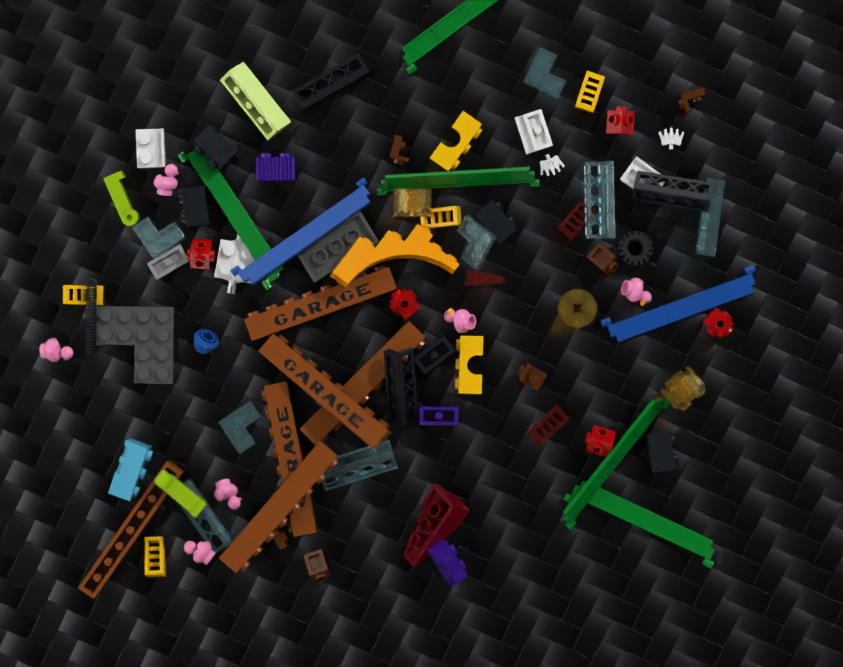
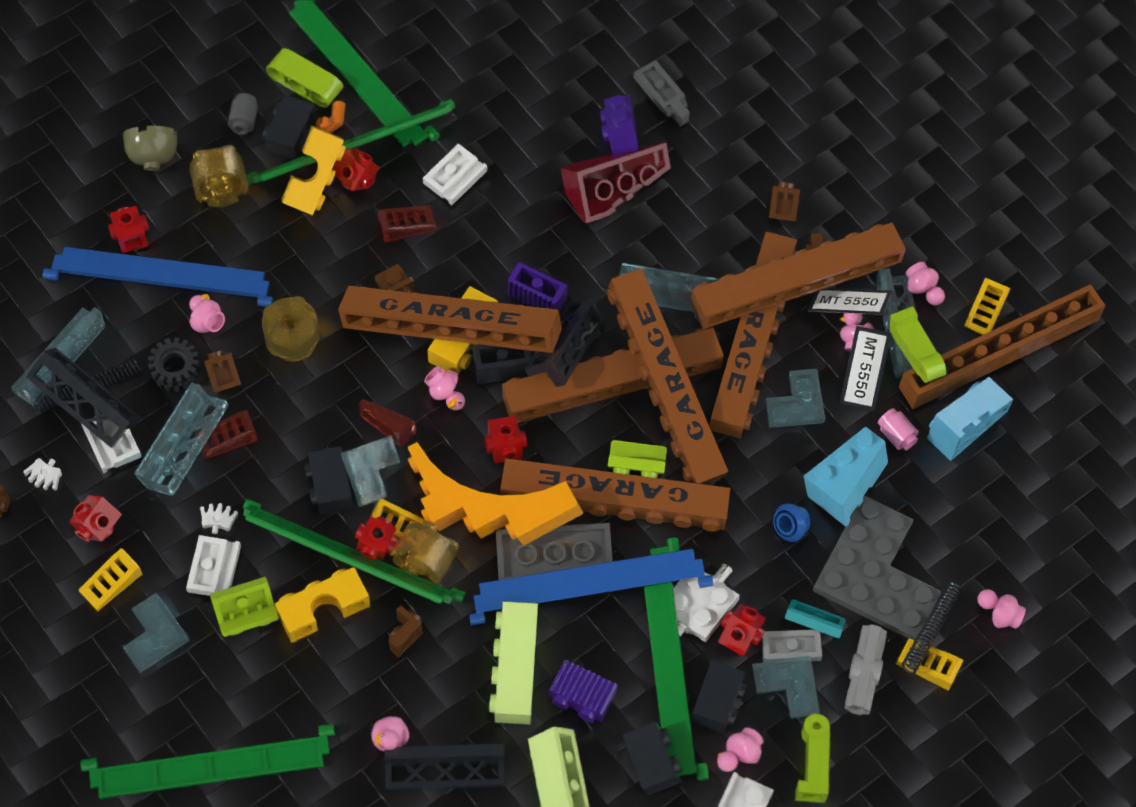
camera: 155 degrees left, 25 degrees down
(118, 269) = (865, 669): none -> light grey piece
(162, 286) = (815, 618): none -> teal tile
(170, 438) = (898, 429): none -> bright pink brick
(186, 388) = (847, 474): none -> medium azure wedge
(209, 469) = (865, 368): none -> sticker
(238, 511) = (850, 301): none -> sticker
(318, 332) = (637, 457): none -> lime bracket
(321, 162) = (515, 664): none -> yellowish green brick
(371, 82) = (389, 733): none -> bright pink animal
(436, 608) = (663, 92): none -> dark grey hinge
(451, 199) = (373, 547): none -> red brick
(478, 360) = (450, 319): none -> dark orange brick
(499, 114) = (244, 607): none -> lime bracket
(537, 474) = (454, 174): none -> white plate
(623, 436) = (307, 193): none -> yellow arch
(636, 473) = (336, 119): none -> orange arm
(673, 494) = (304, 78): none -> lime beam
(696, 445) = (243, 113): none -> dark grey brick
(739, 387) = (150, 147): none -> olive cylinder

